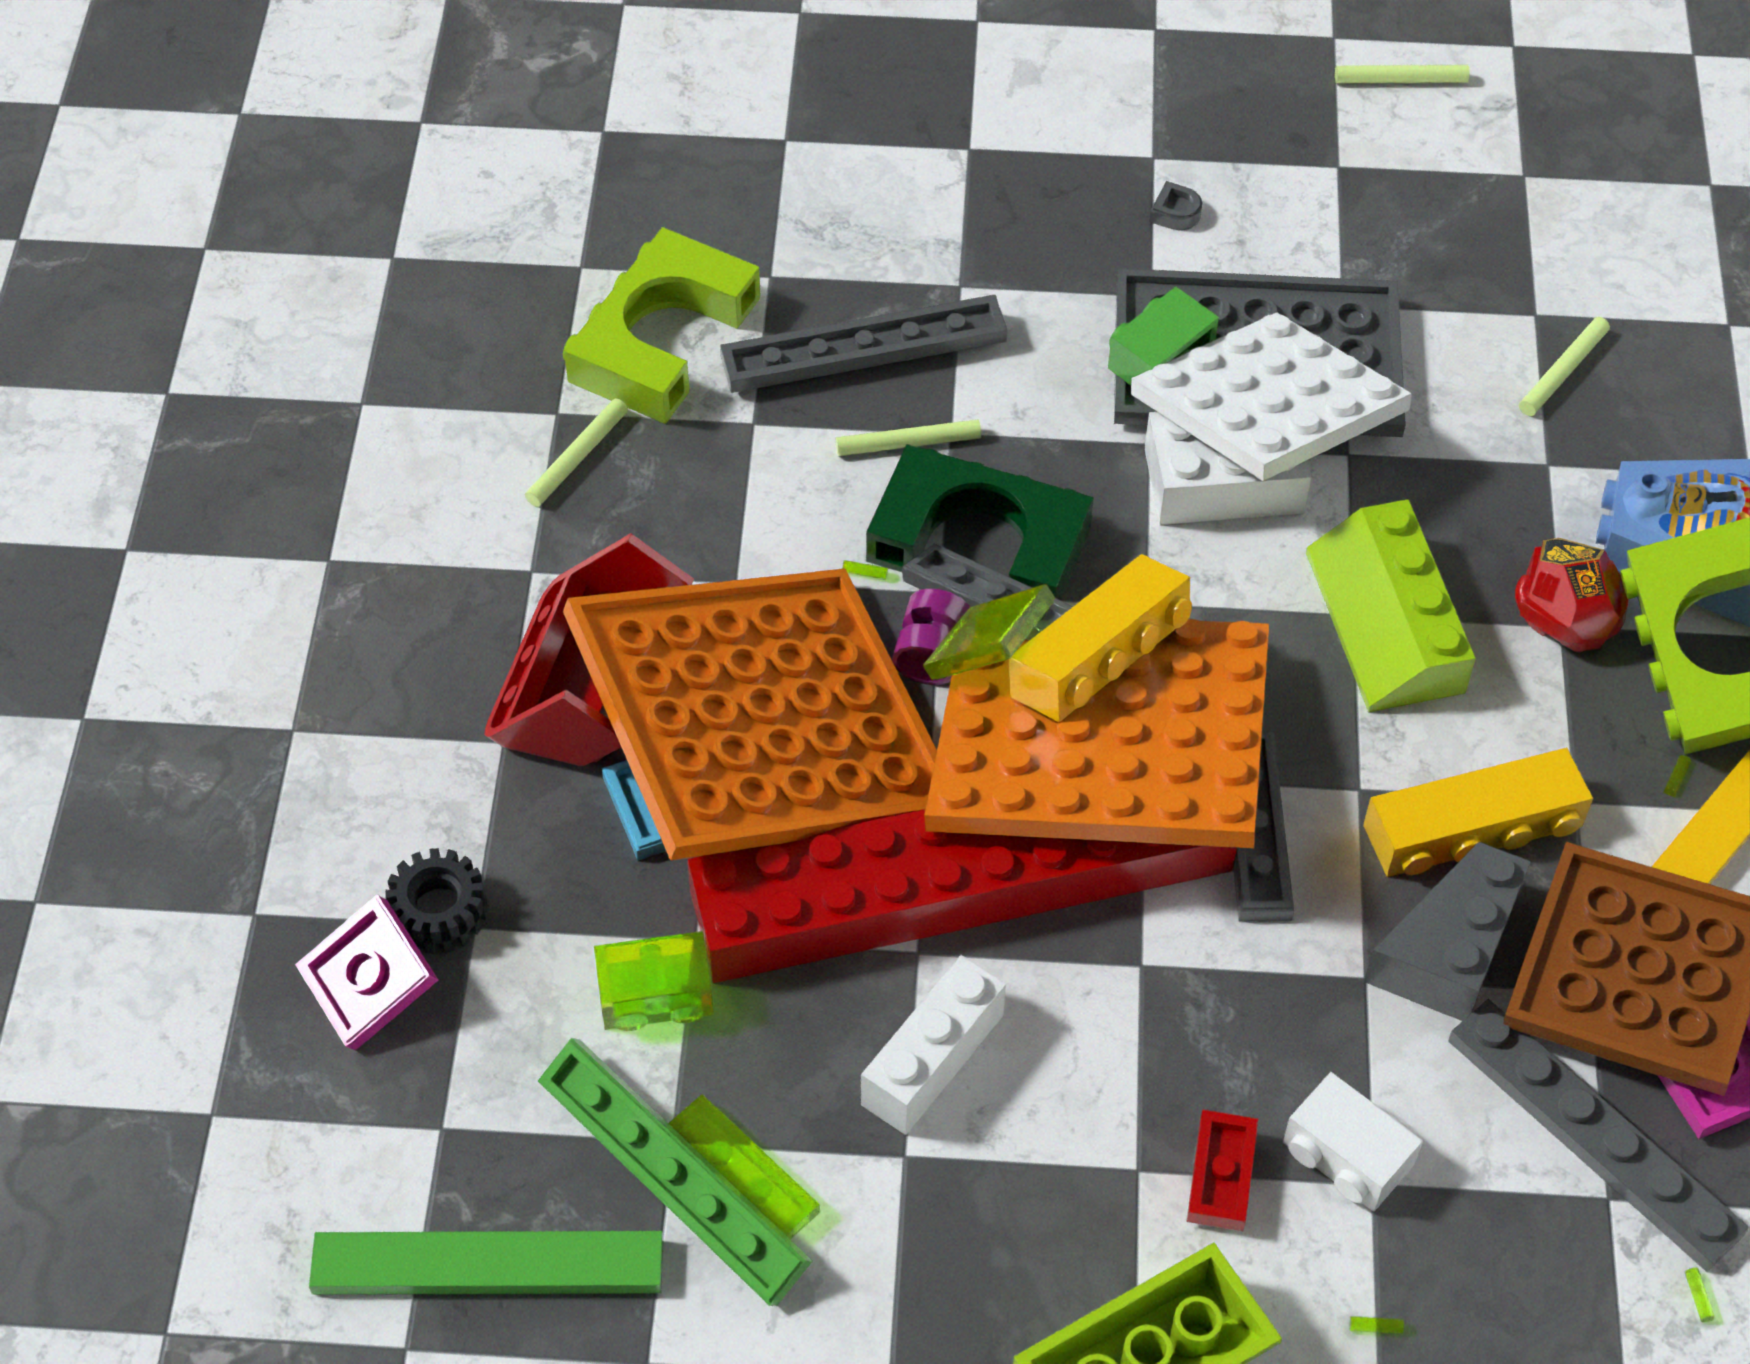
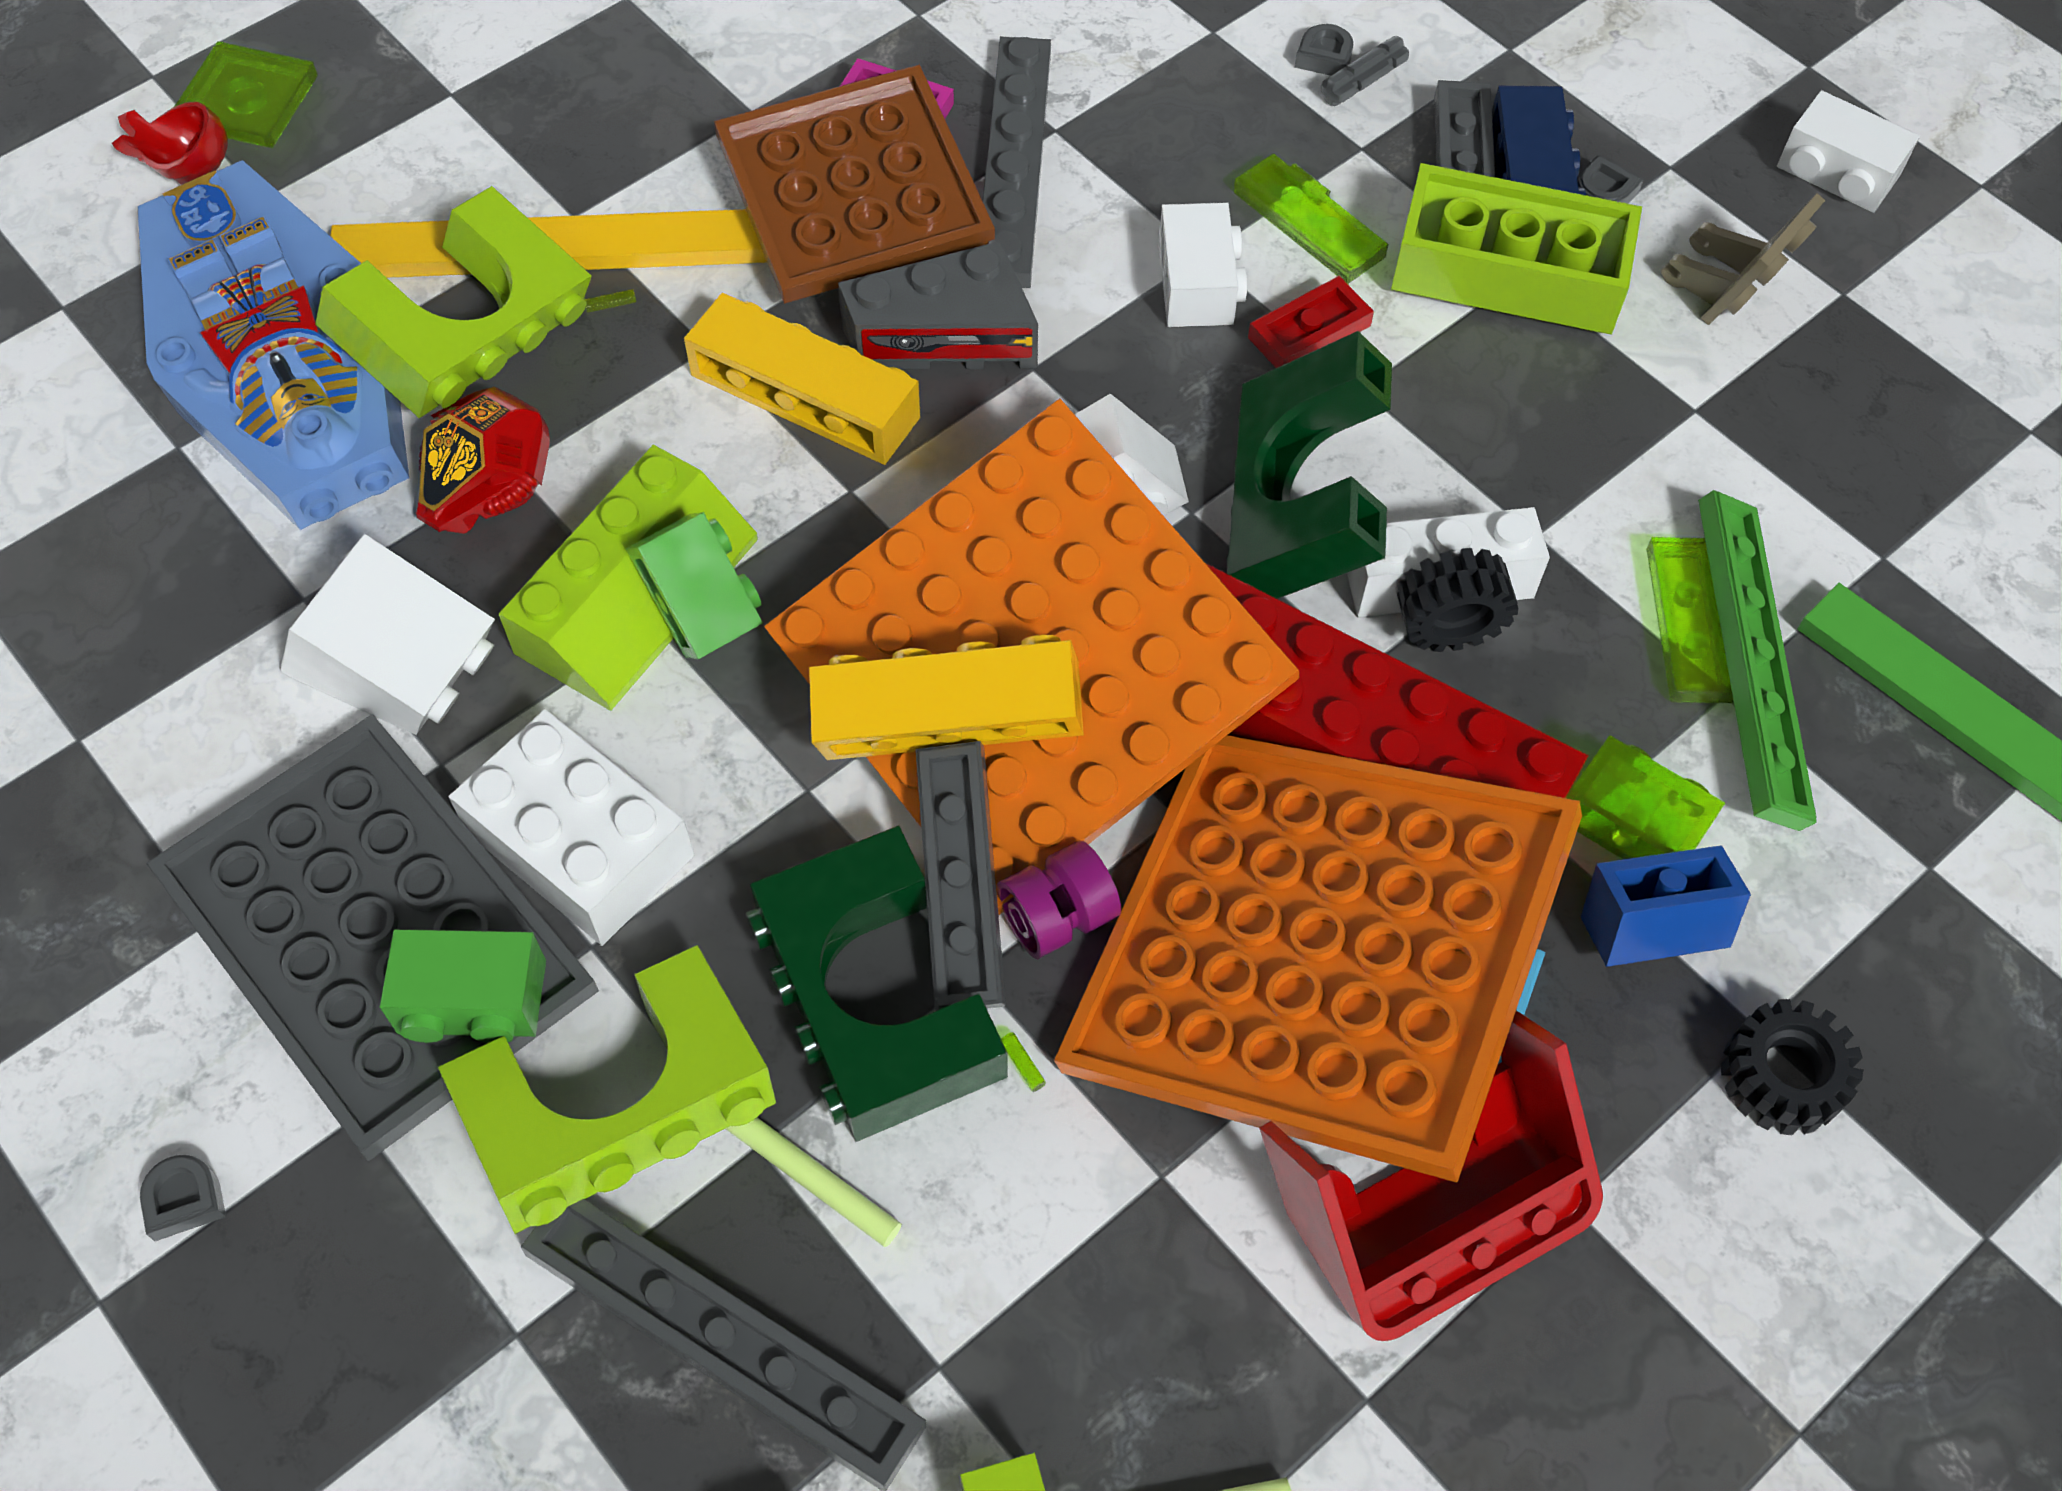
camera: 135 degrees left, 5 degrees up
(366, 972) = (1923, 1042): tile -> none
(585, 913) = (1664, 905): none -> blue brick
(890, 1000) = (1457, 600): none -> black tyre
(989, 632) = (1043, 789): clear neon green tile -> none
(1006, 415) = (552, 1161): none -> lime arch
(1135, 1045) = (1282, 420): none -> dark green arch
(1196, 904) = (1138, 450): none -> white brick
(1270, 395) = (471, 801): white plate -> none
(1337, 610) = (696, 584): none -> bright green brick
(1337, 1285) = (1310, 218): none -> clear neon green tile
(1454, 457) = (387, 639): none -> white slope
(1564, 366) = (146, 660): yellowish green bar -> none
(1699, 1295) = (1076, 44): clear neon green piece -> none

